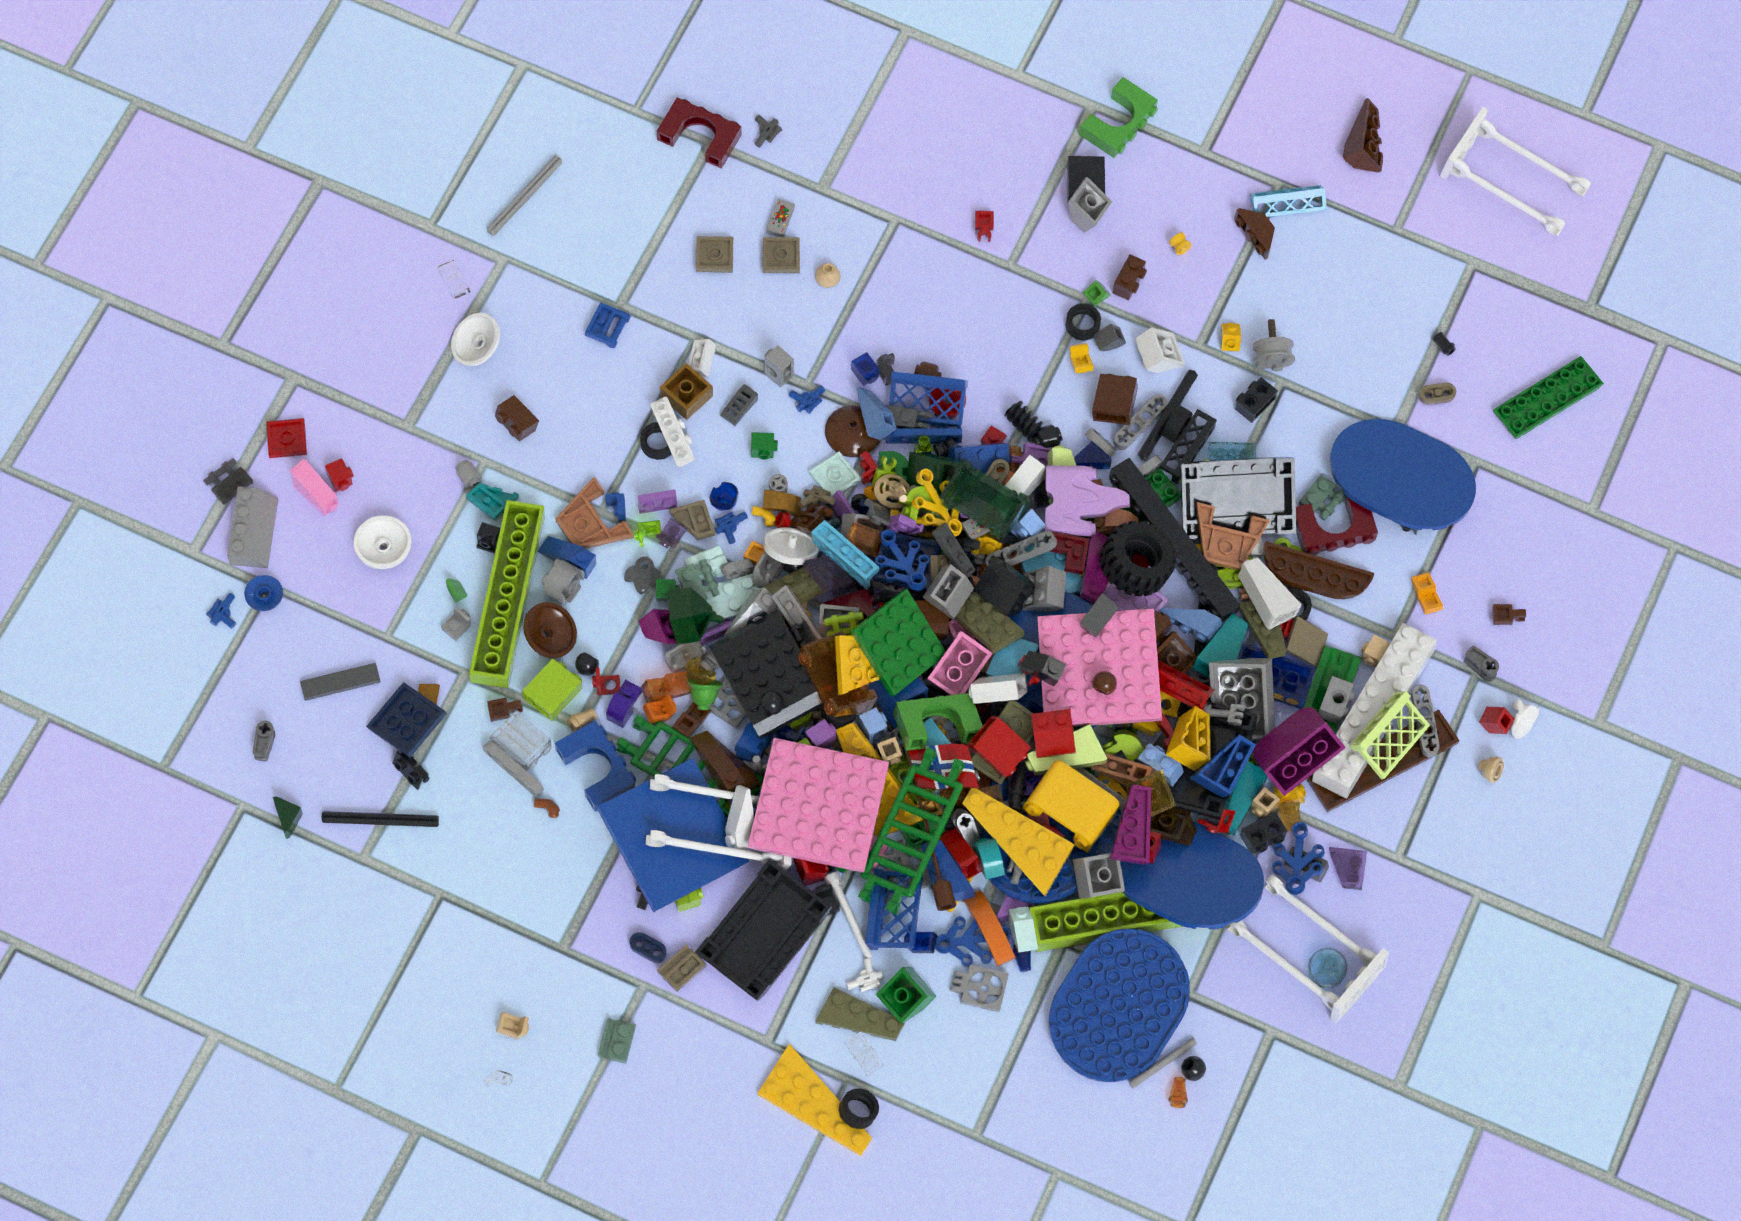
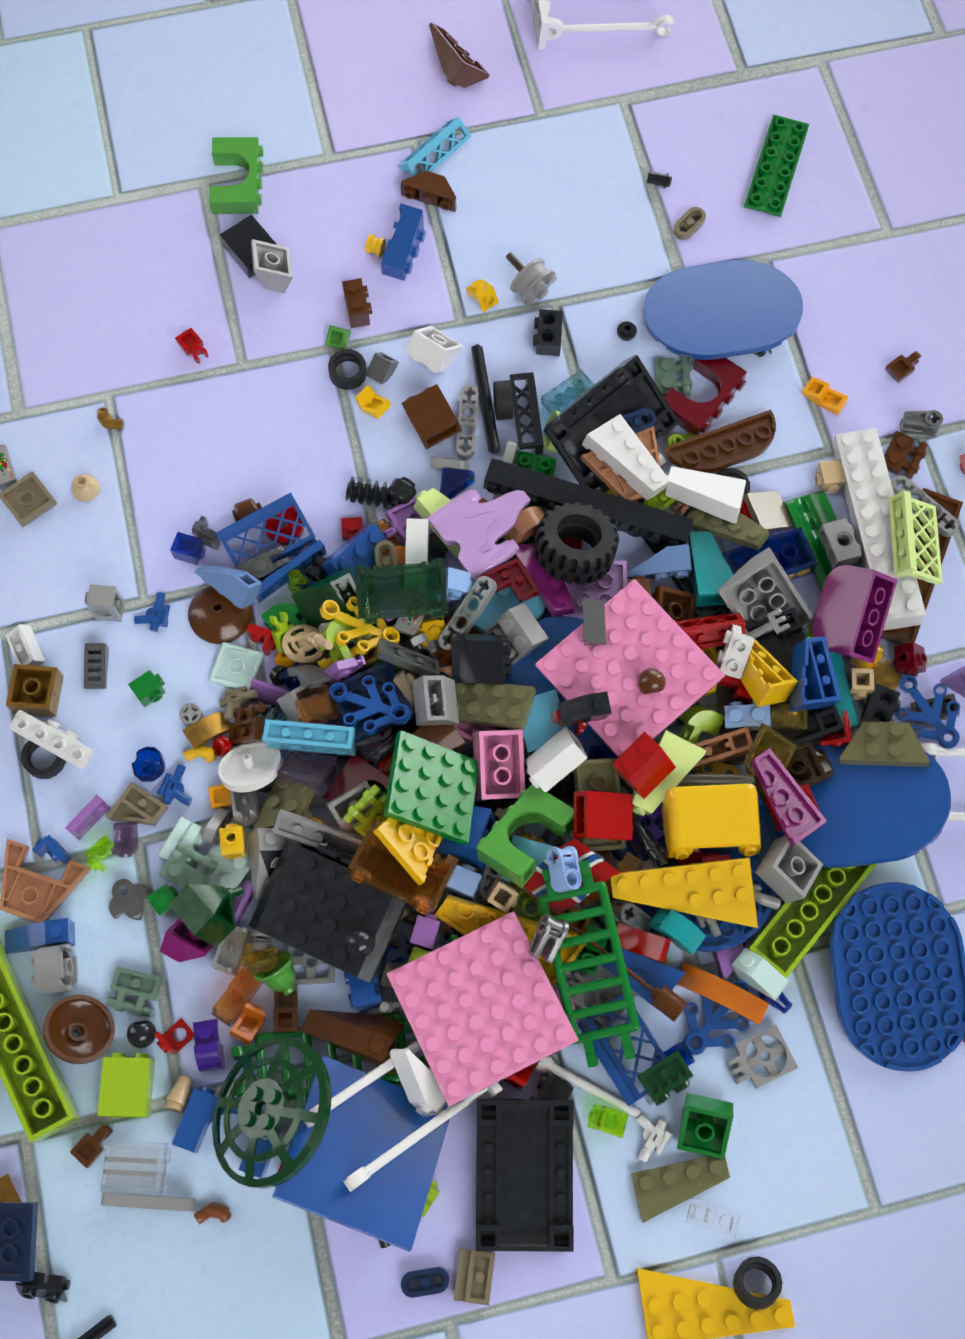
camera: 35 degrees left, 5 degrees up
(606, 631) = (136, 984): none -> sand green plate
(632, 756) = (267, 1125): none -> dark green dish
(740, 586) = (233, 841): none -> yellow brick
(845, 944) = (607, 1120): none -> clear neon green bracket
(880, 238) = (107, 421): none -> pearl gold arm
(901, 785) = (548, 937): none -> flat silver piece
(902, 944) = (665, 1077): none -> dark green bracket
(943, 752) = (564, 870): none -> light blue piece
(1064, 881) = (764, 899): none -> light grey arm
(1183, 709) = (736, 652): none -> white bracket
(1188, 786) = (782, 717): none -> clear yellow bracket
(1202, 258) = (404, 243): none -> blue wedge
(1227, 518) = (627, 456): none -> white wedge
(1239, 851) = (885, 746): none -> olive wing
(1258, 507) = (634, 419): none -> dark blue plate
(1317, 444) = (626, 335): none -> black plate
(1317, 815) = (910, 659): none -> dark red brick
(1445, 672) = (897, 452): none -> reddish brown plate

